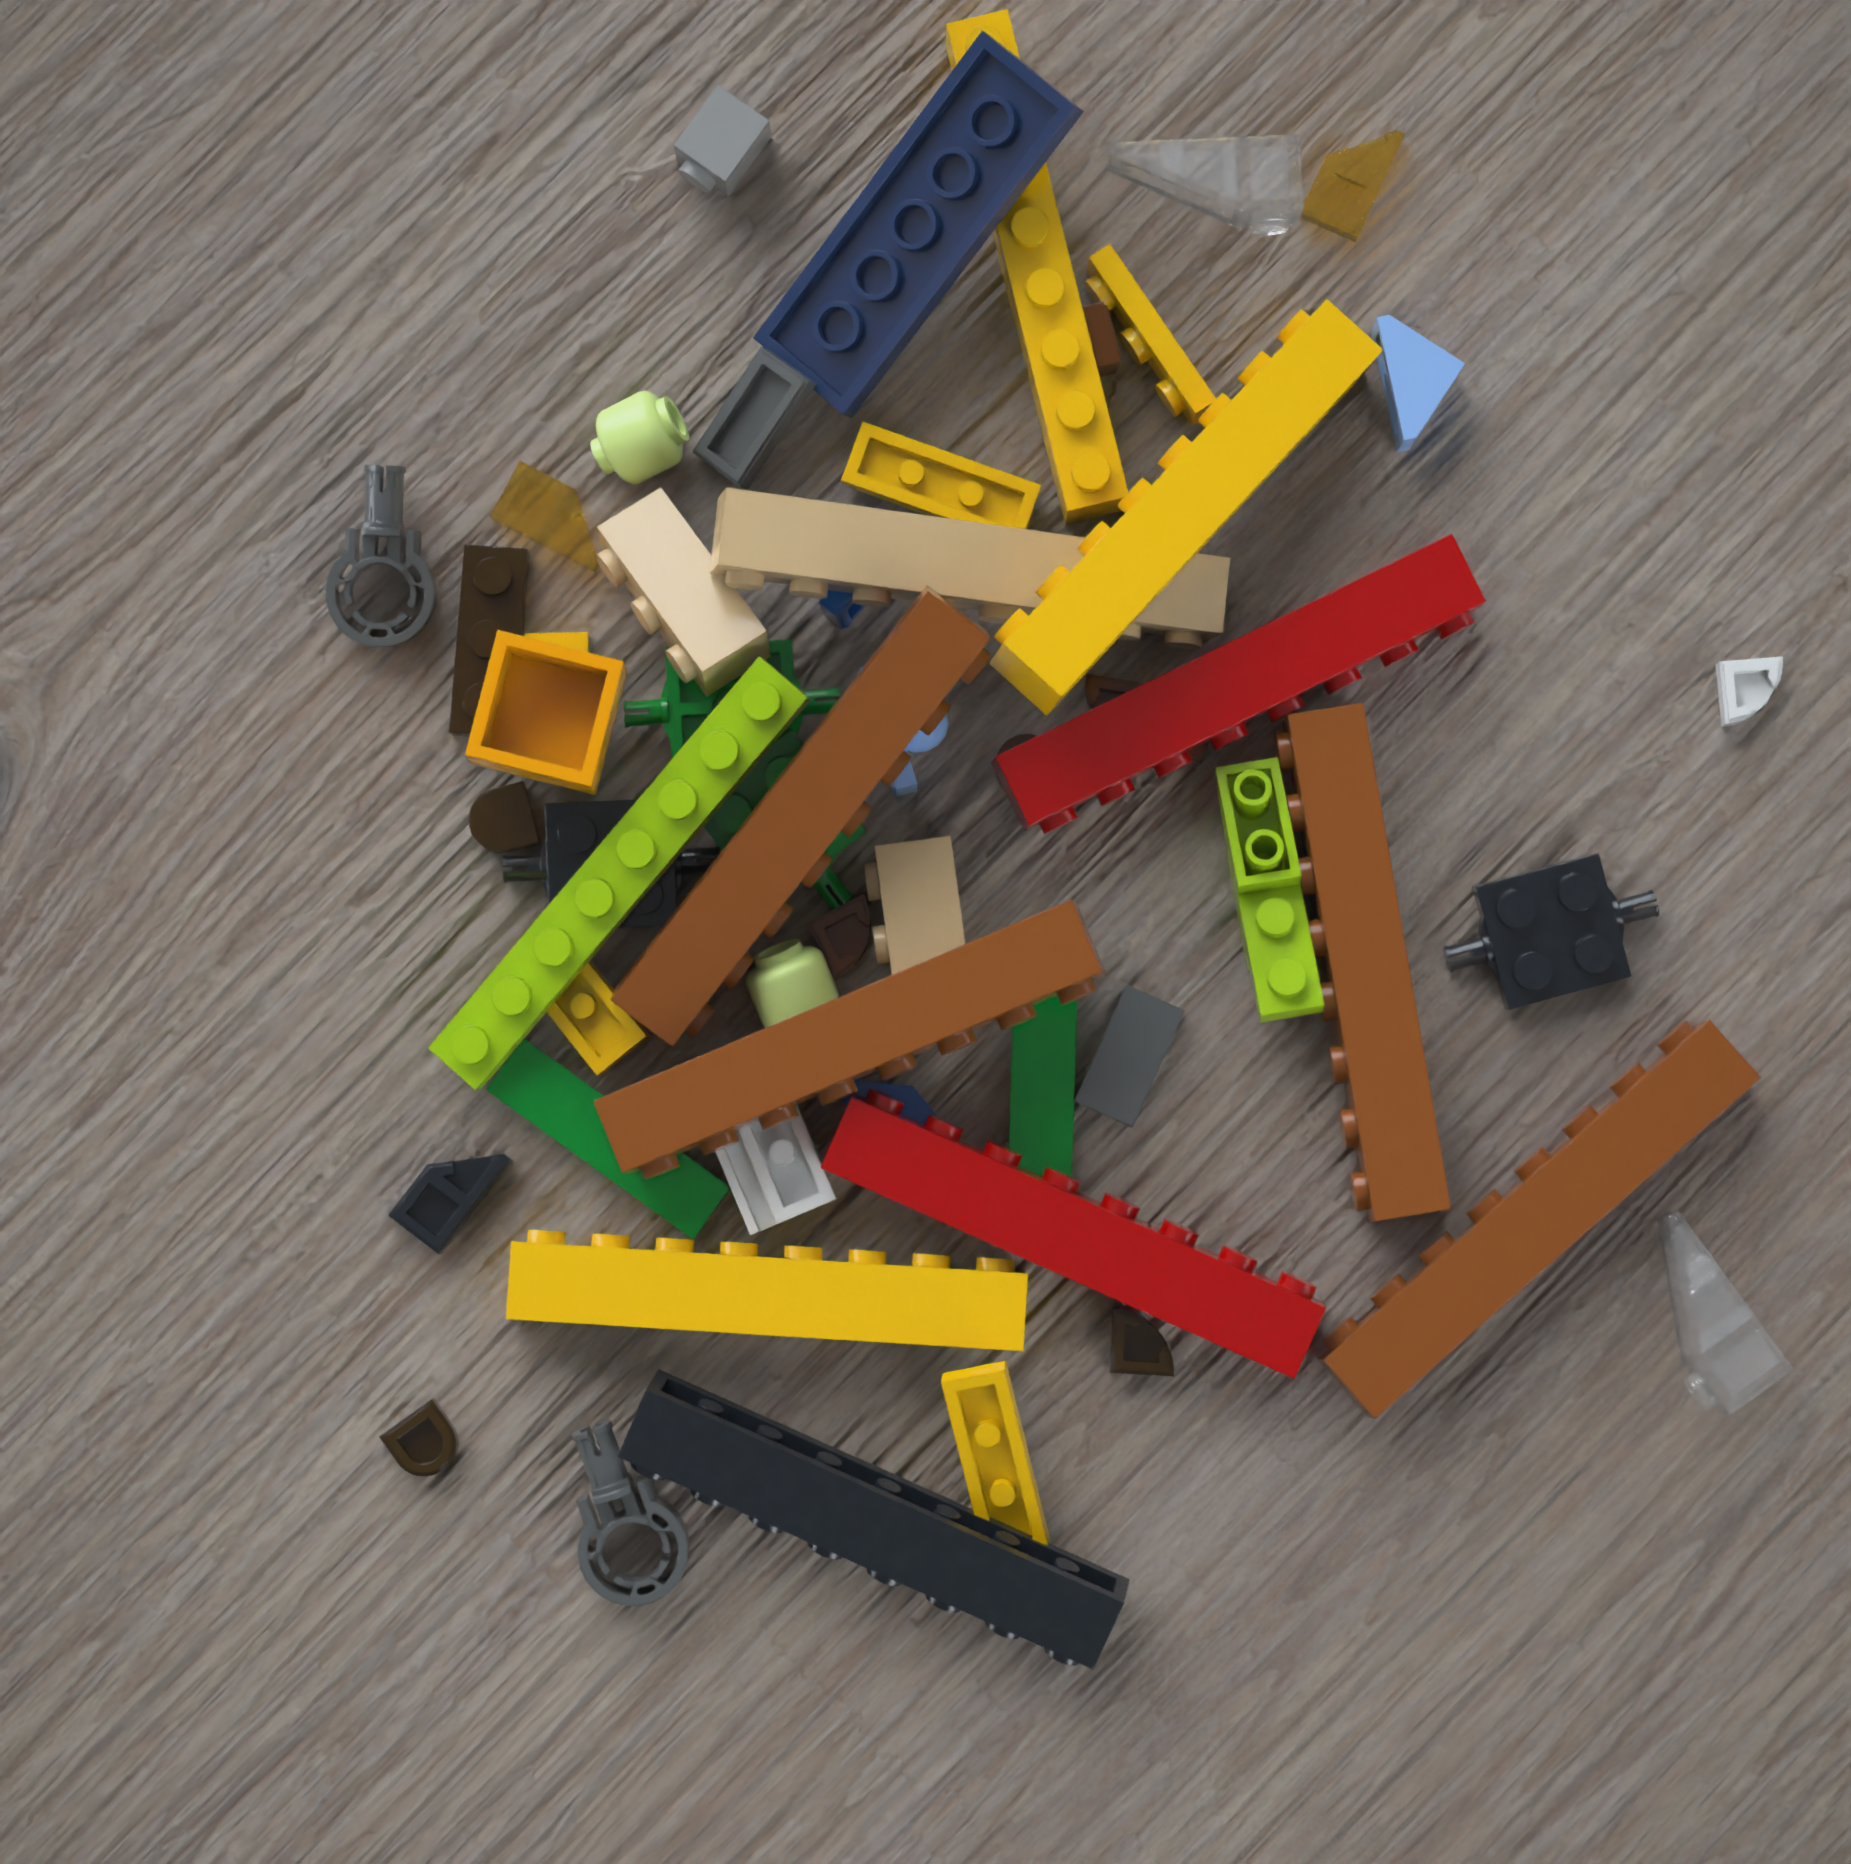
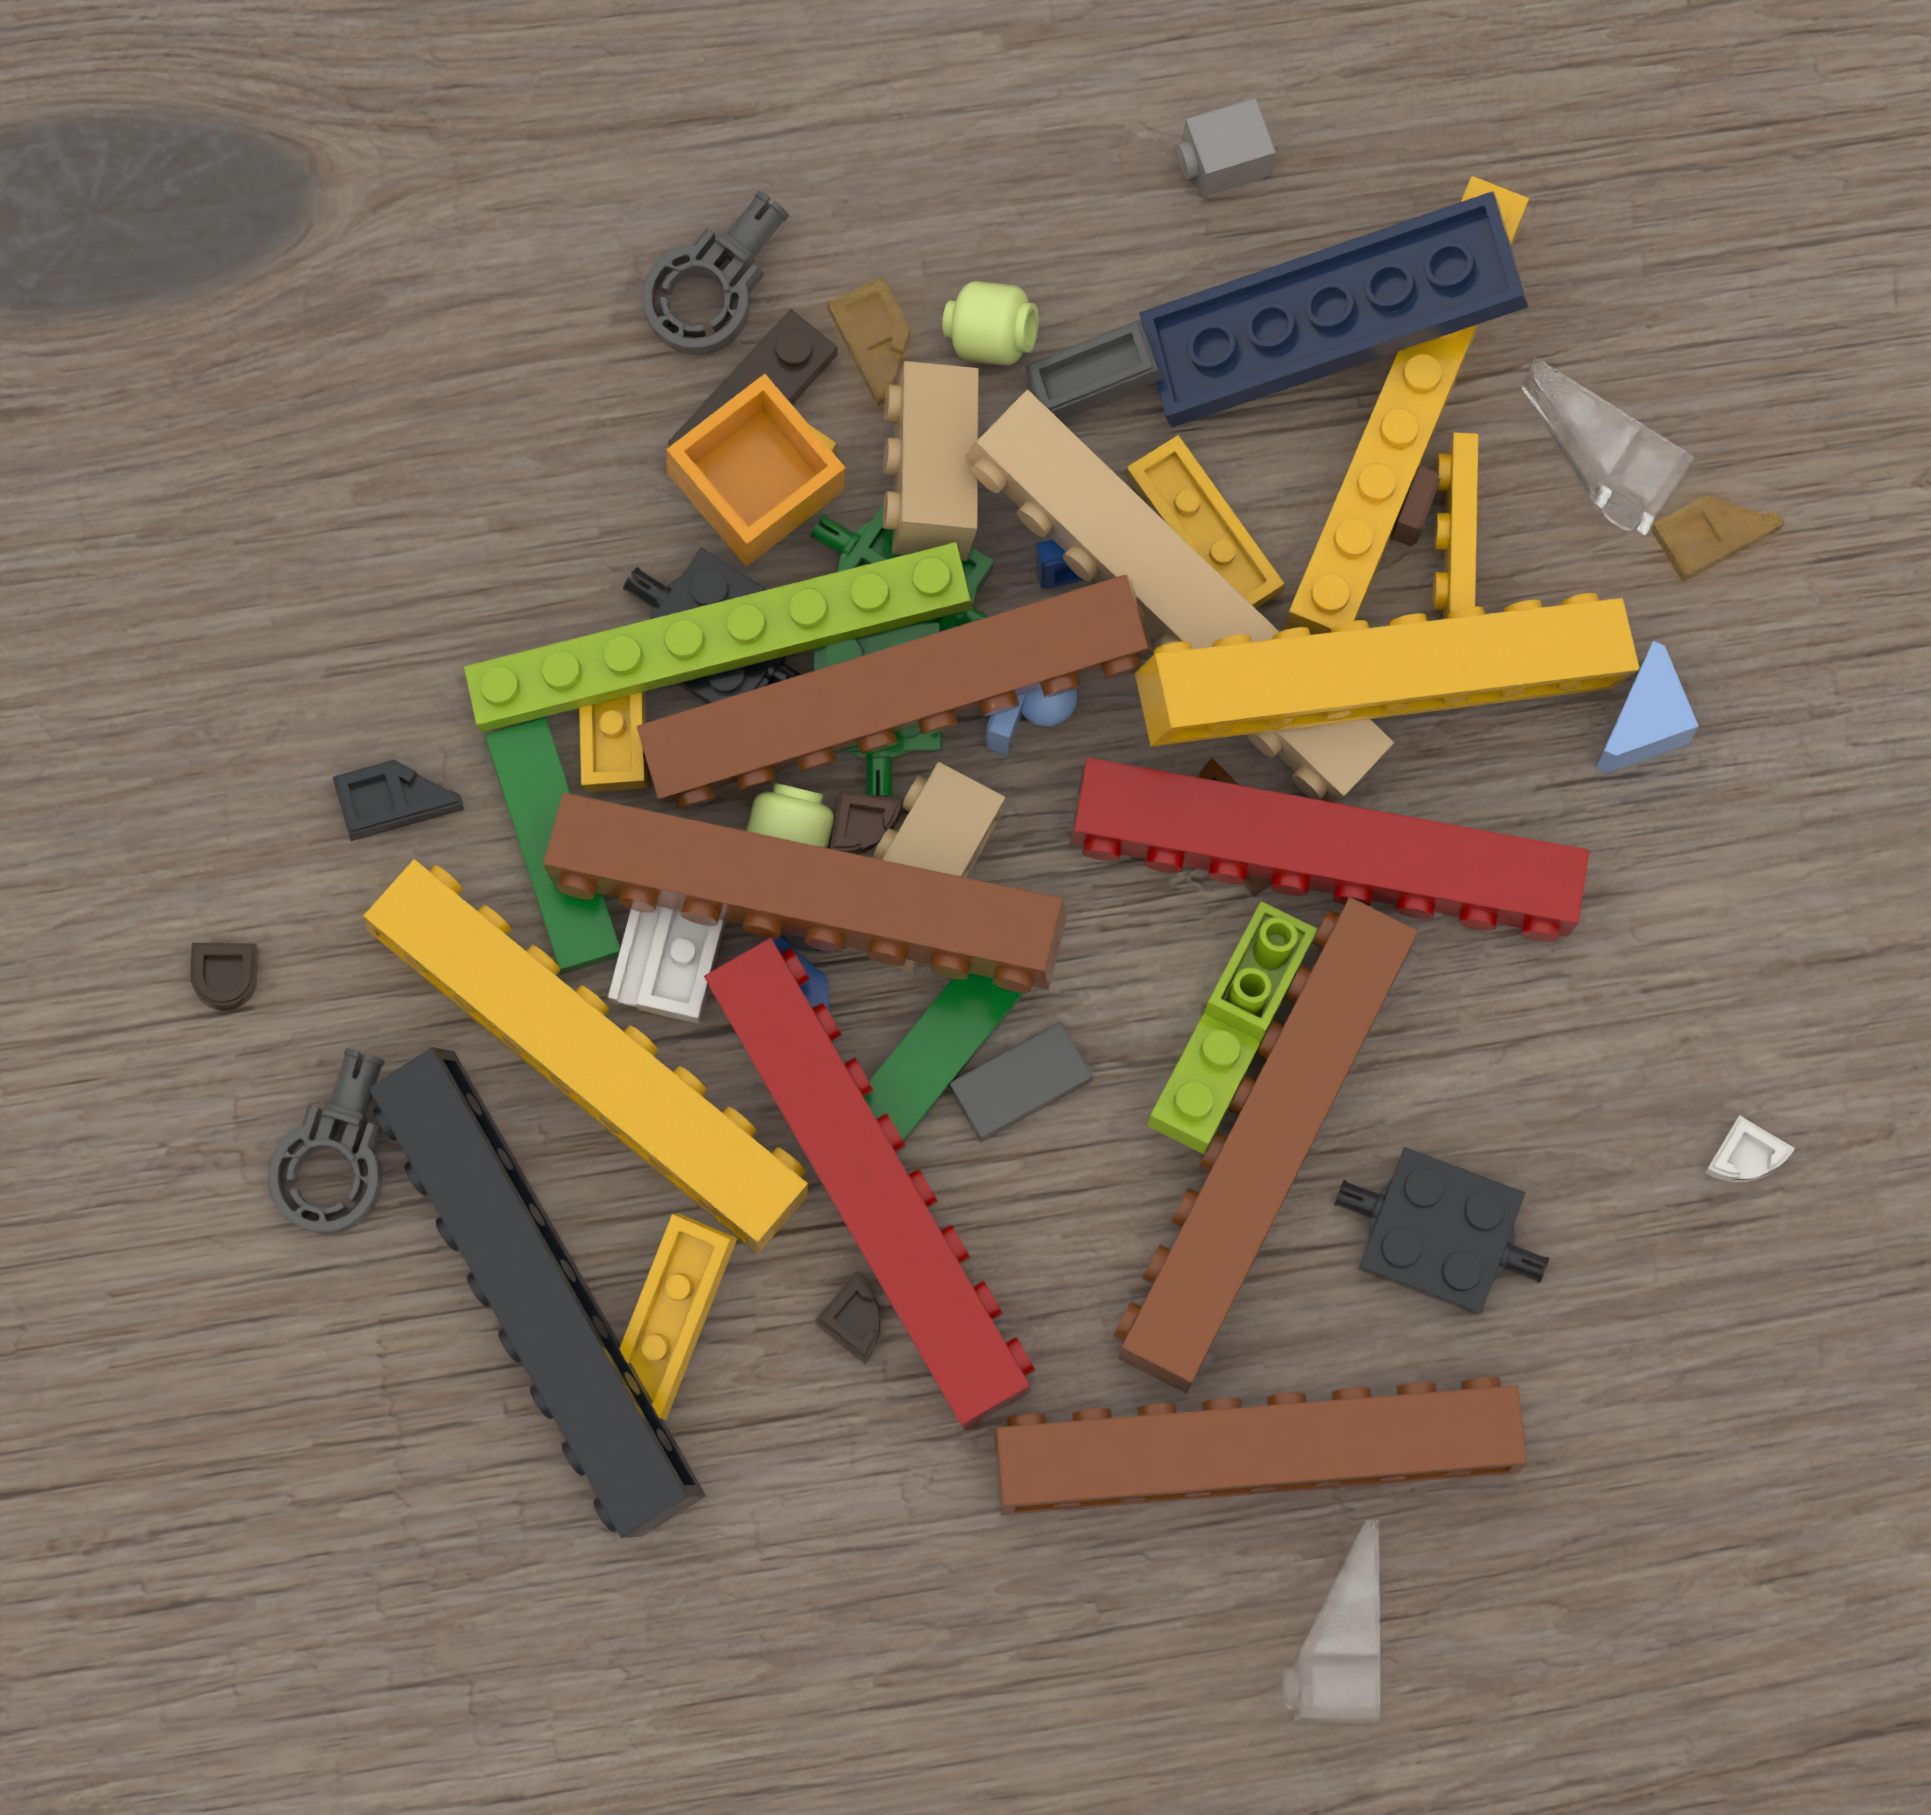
camera: 30 degrees right, 10 degrees down
(504, 819) = (660, 540): dark brown tile -> none

